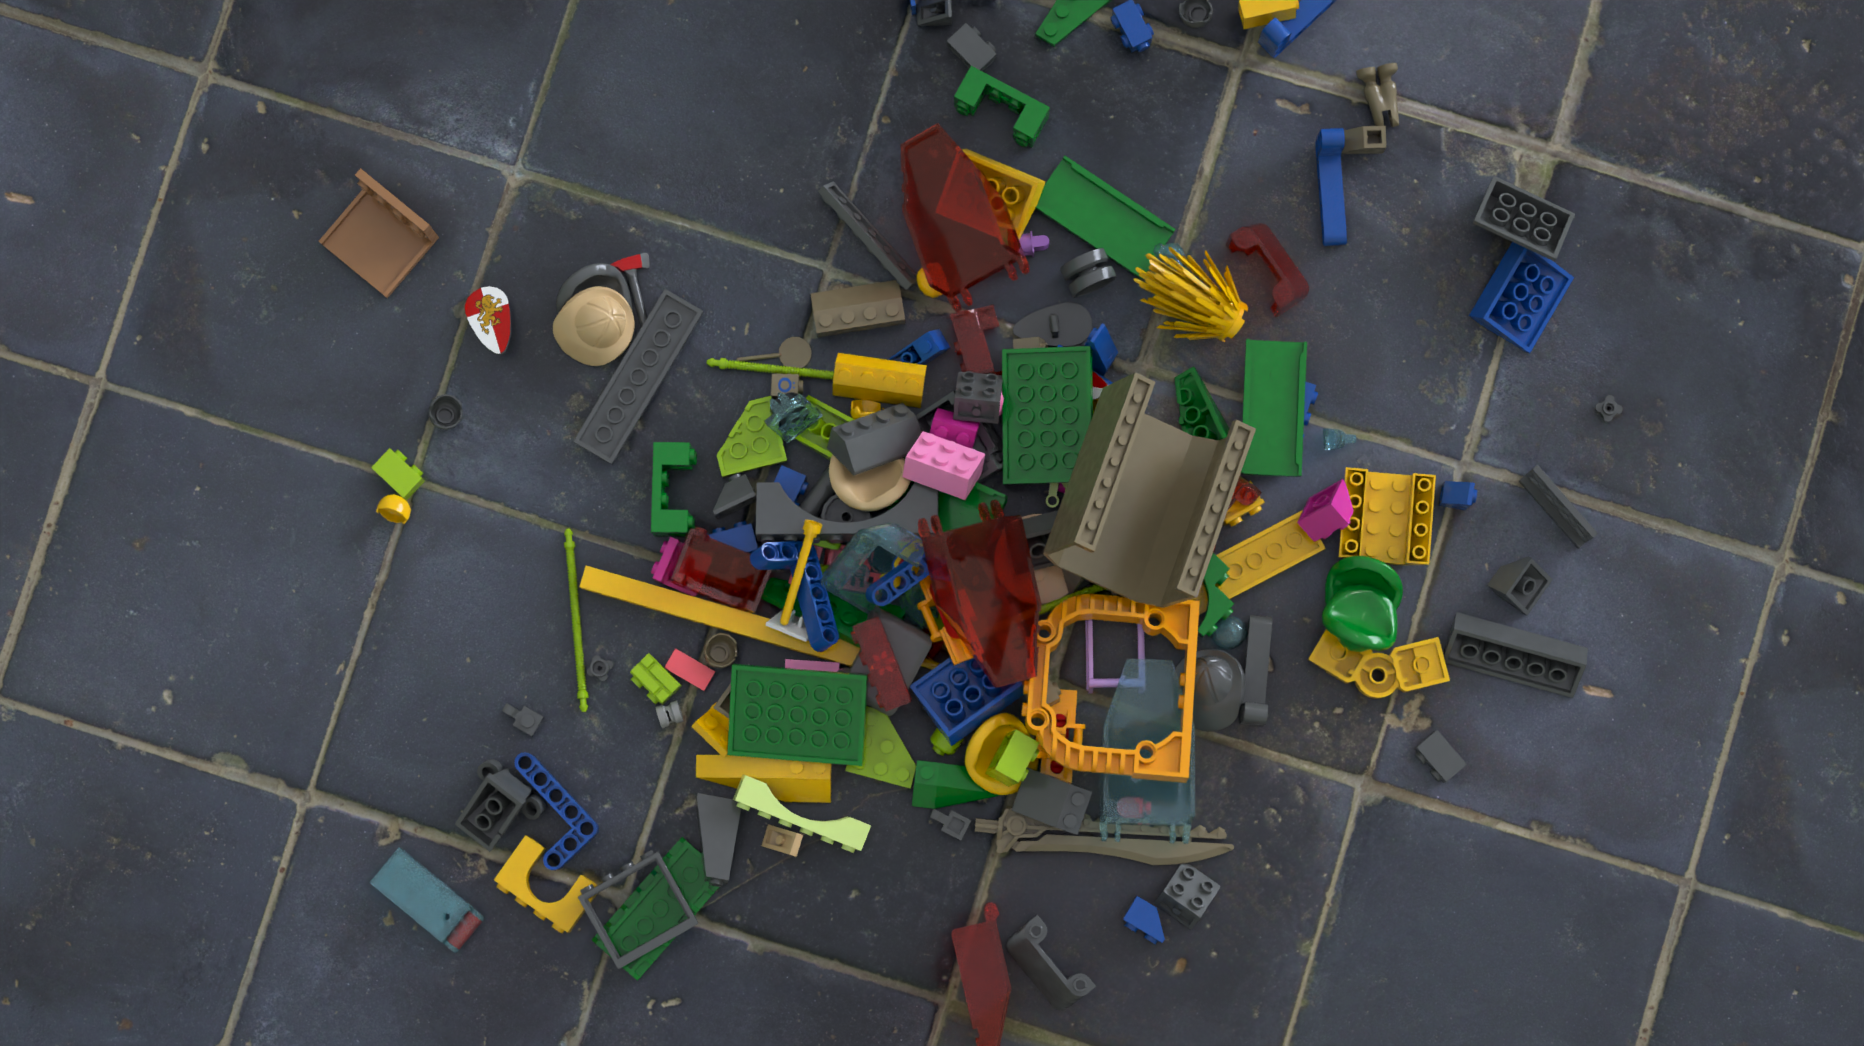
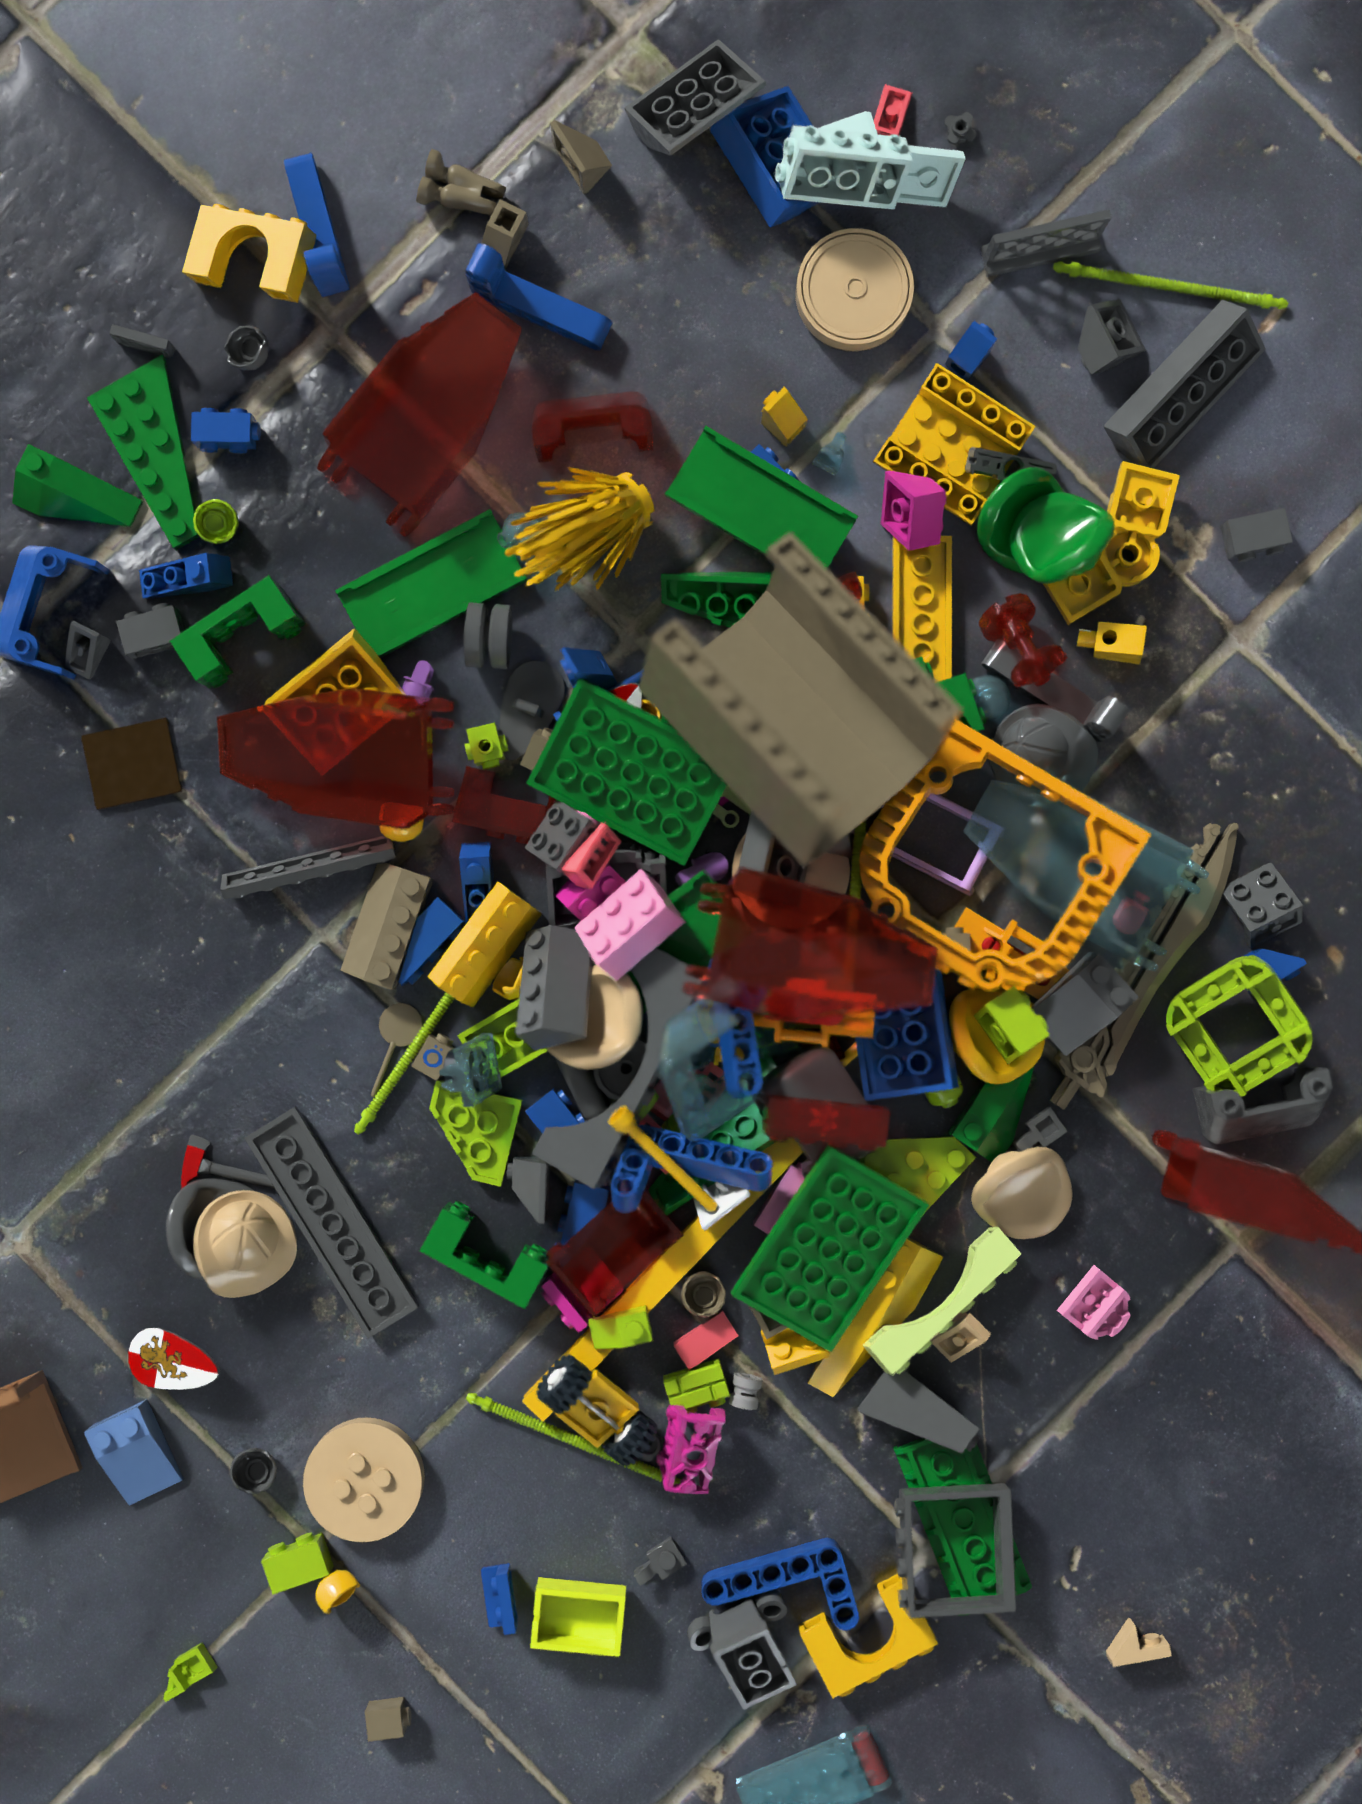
camera: 70 degrees left, 5 degrees up
(288, 439) = (188, 1669): none -> lime slope
(324, 589) = (387, 1719): none -> dark tan brick
(415, 327) = (134, 1452): none -> medium blue slope
(445, 621) = (500, 1597): none -> blue bracket
(460, 680) = (578, 1616): none -> neon yellow piece
(476, 489) = (363, 1479): none -> tan brick
(607, 617) = (597, 1410): none -> plate
(611, 684) = (677, 1447): none -> dark pink piece
(670, 604) = (621, 1328): none -> lime slope
(852, 924) = (1097, 1305): none -> bright pink slope
(866, 340) = (430, 933): none -> blue slope
(876, 82) = (131, 763): none -> dark brown piece
(903, 832) = (1024, 1193): none -> tan piece
(968, 410) = (577, 866): none -> coral slope
(1015, 504) = (712, 862): none -> medium lavender arm
(1017, 303) = (484, 735): none -> lime brick
(1021, 52) = (186, 576): none -> blue slope
(1068, 52) = (215, 521): none -> lime hair
(1123, 933) = (1275, 1000): none -> lime plate
(1218, 150) = (425, 407): none -> clear red windscreen
(1285, 619) = (1011, 624): none -> clear red piece
(1316, 705) = (1128, 641): none -> yellow torso
(1343, 391) = (783, 416): none -> yellow slope
(1389, 549) = (993, 463): none -> dark grey piece
(1447, 164) = (580, 155): none -> dark tan slope
(1457, 394) = (854, 289): none -> tan brick
(1536, 351) = (860, 168): none -> light aqua wedge
(1555, 538) = (1265, 301): none -> lime hose
(1590, 357) = (892, 110): none -> coral slope

